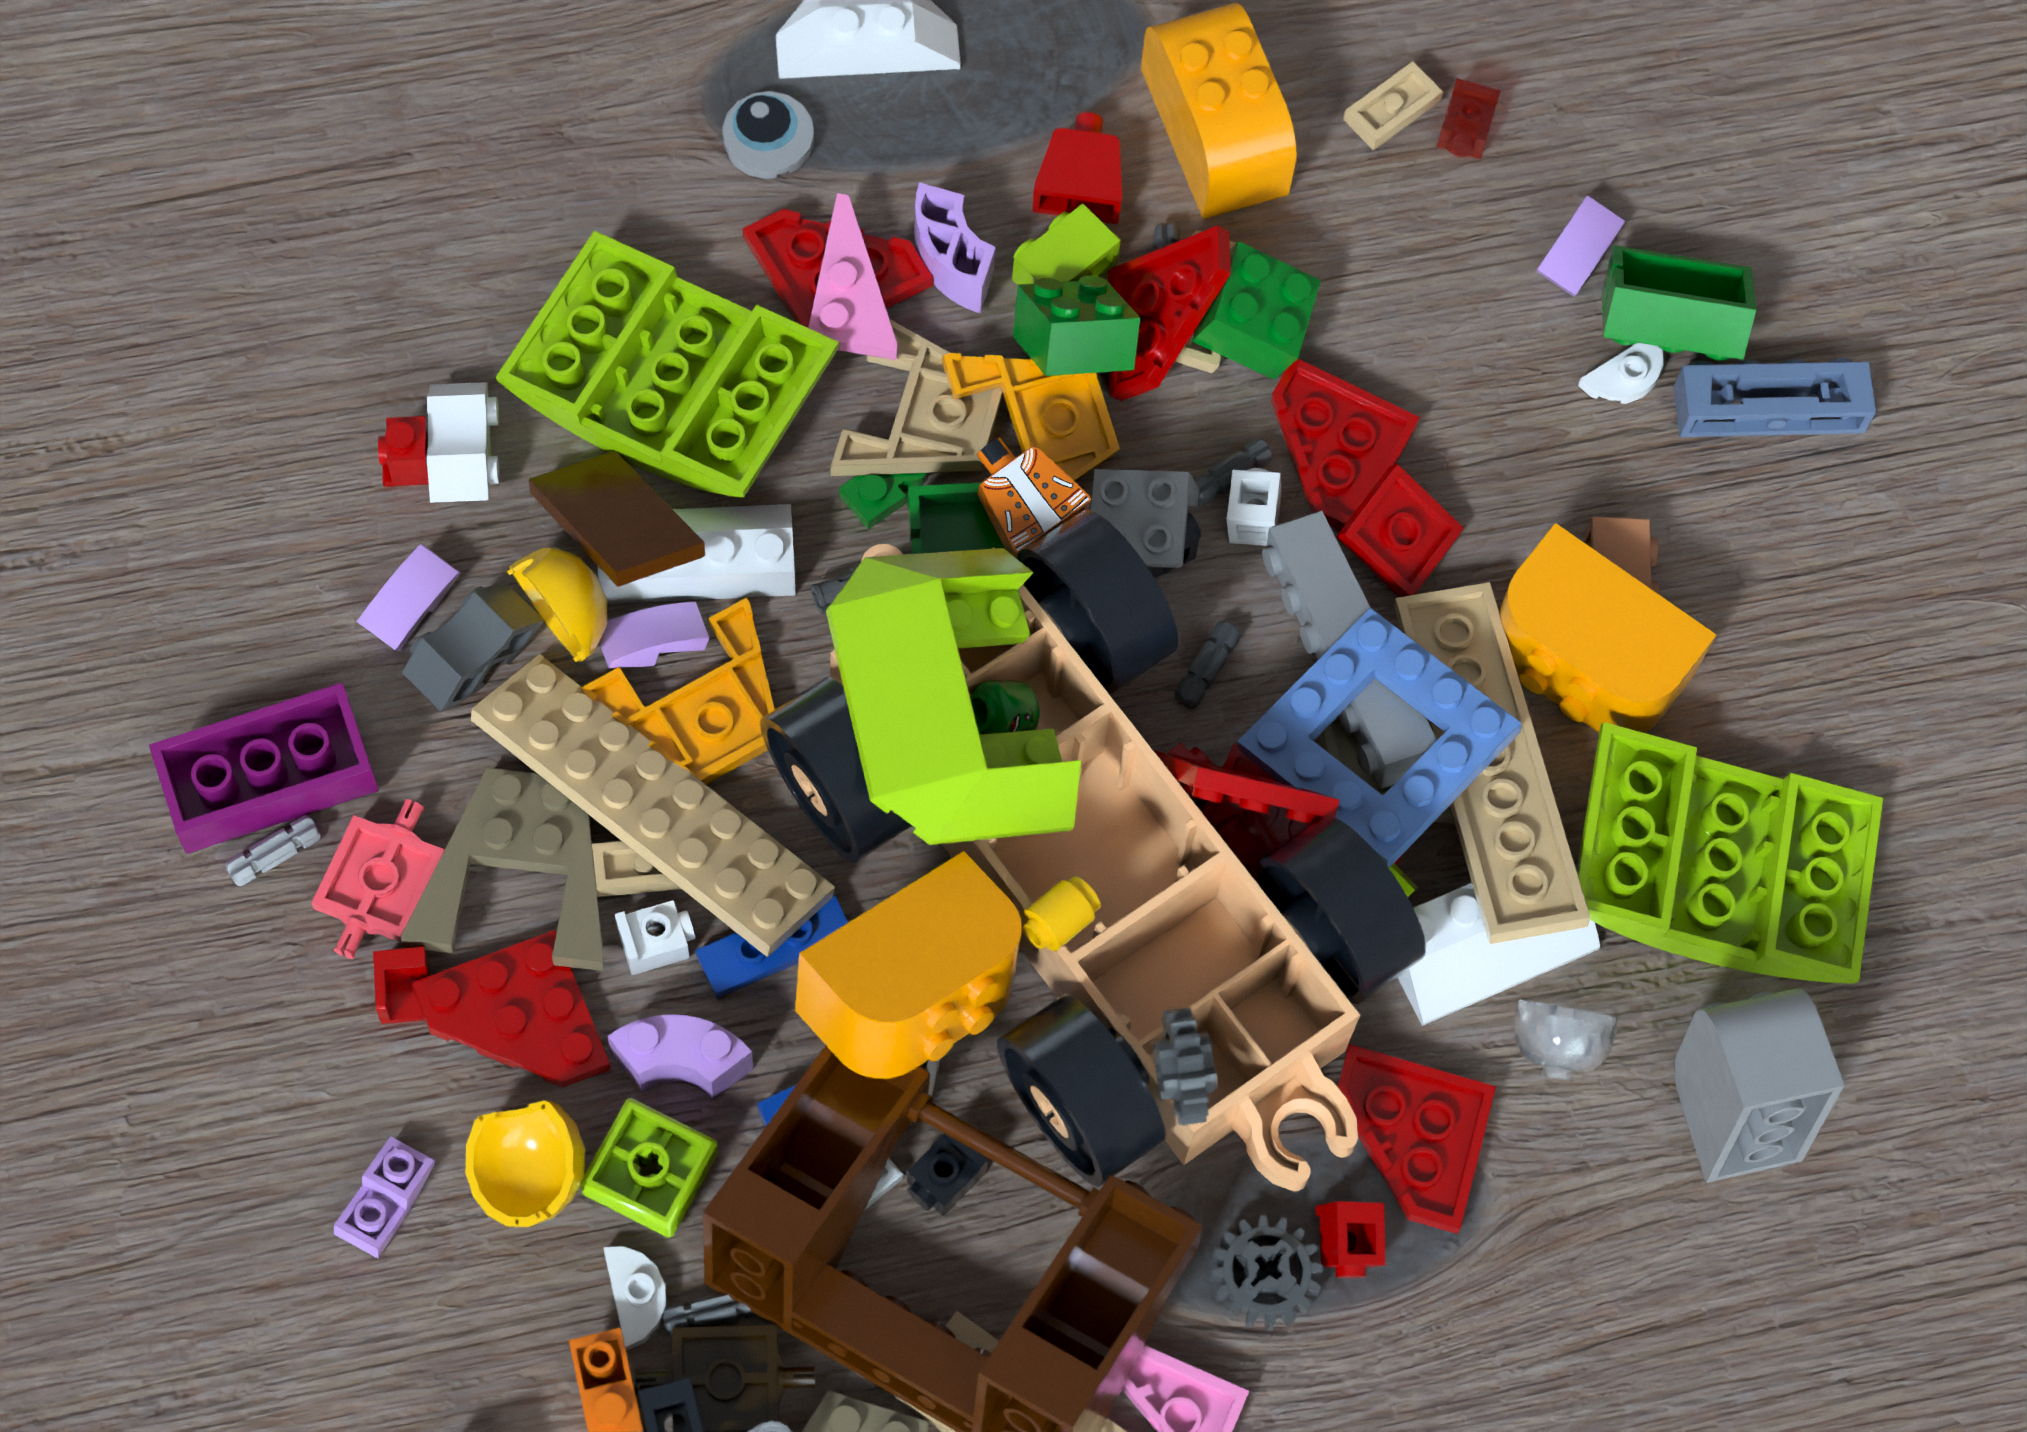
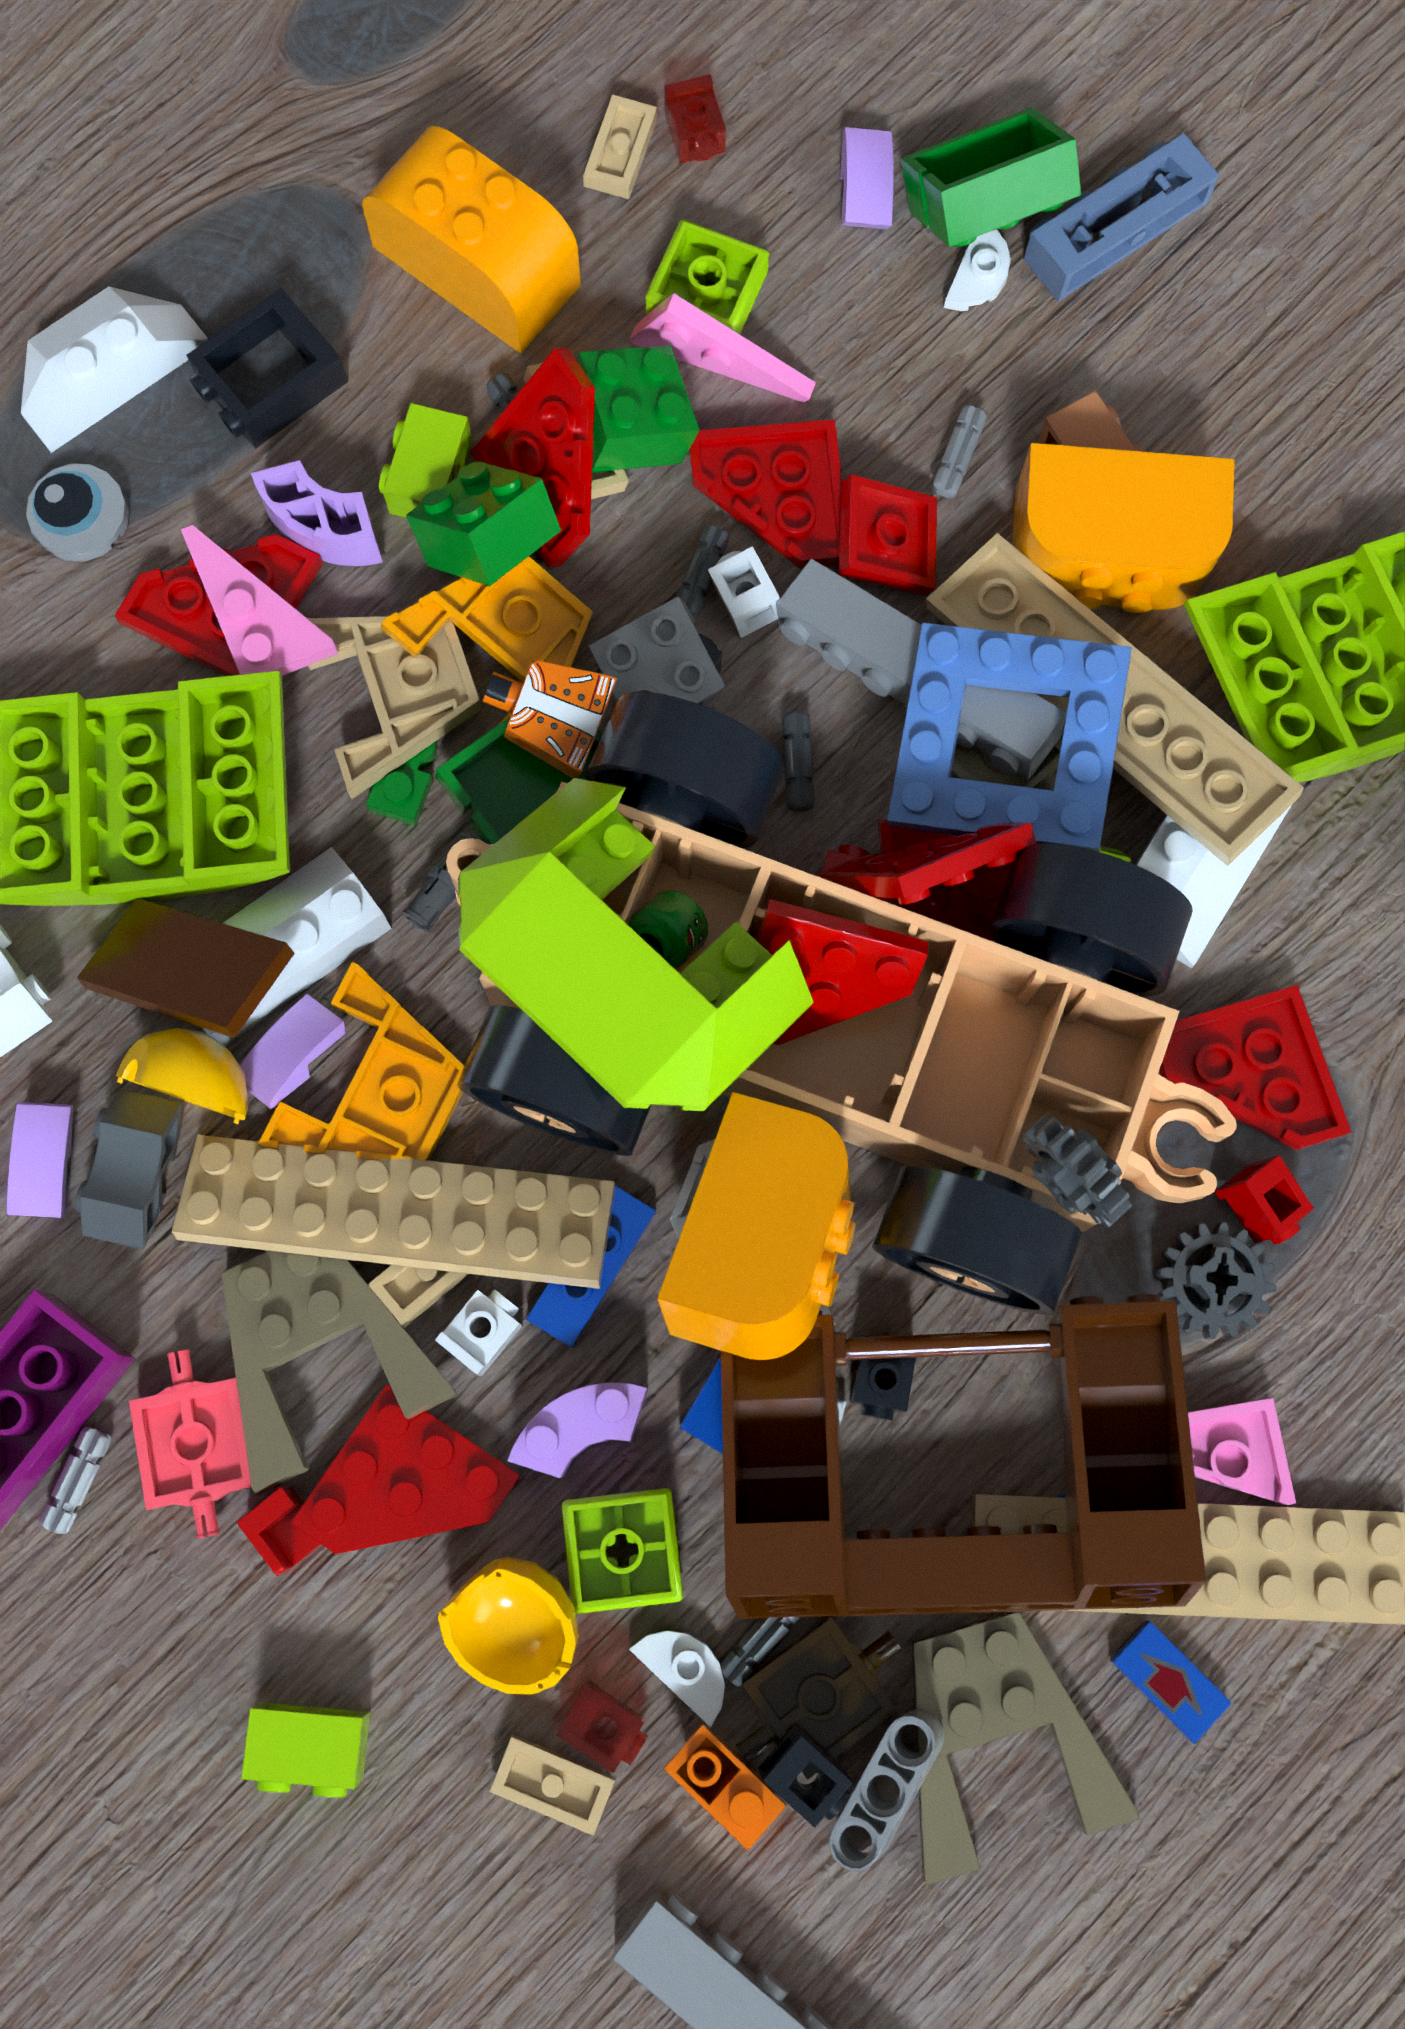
camera: 30 degrees left, 10 degrees up
(309, 1155) = (305, 1748): none -> lime brick
(385, 1197) = (399, 1735): lavender slope -> none
(475, 1308) = (553, 1784): none -> tan plate
(540, 1271) = (581, 1732): none -> clear red brick
(988, 146) = (288, 401): none -> black window
(1060, 914) = (861, 1095): yellow brick -> none
(1080, 169) = (387, 373): red torso -> none
(1116, 820) = (843, 963): none -> red plate
(1362, 308) = (715, 347): none -> bright pink wing
(1389, 226) = (704, 256): none -> lime brick
(1509, 504) = (959, 451): none -> light grey axle
(1563, 1037) = (1326, 904): clear cylinder -> none

